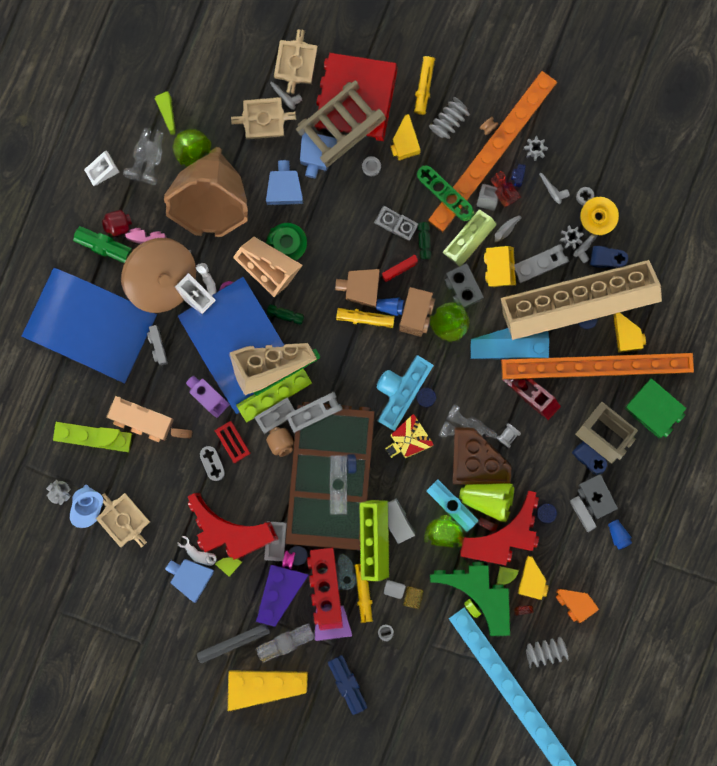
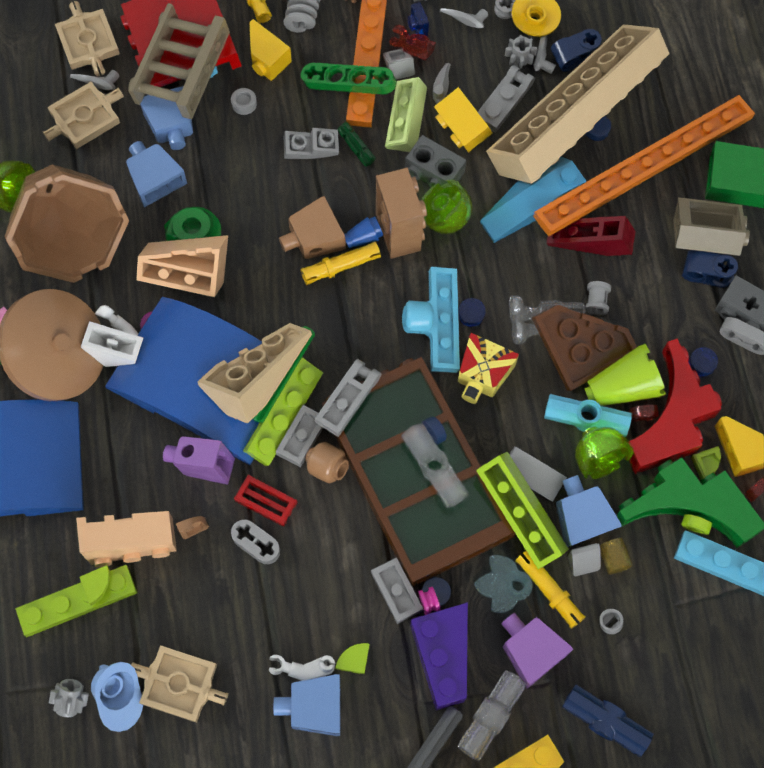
camera: 40 degrees left, 15 degrees down
(159, 352) = (107, 444): light grey plate -> none
(239, 539) = (316, 621): red arch -> none
(285, 314) = (243, 312): dark green axle -> none
(326, 619) = (477, 572): red brick -> none
(400, 268) = (347, 186): red tile -> none
(410, 562) = (584, 513): none -> medium blue torso
(628, 334) = (653, 114): yellow slope -> none

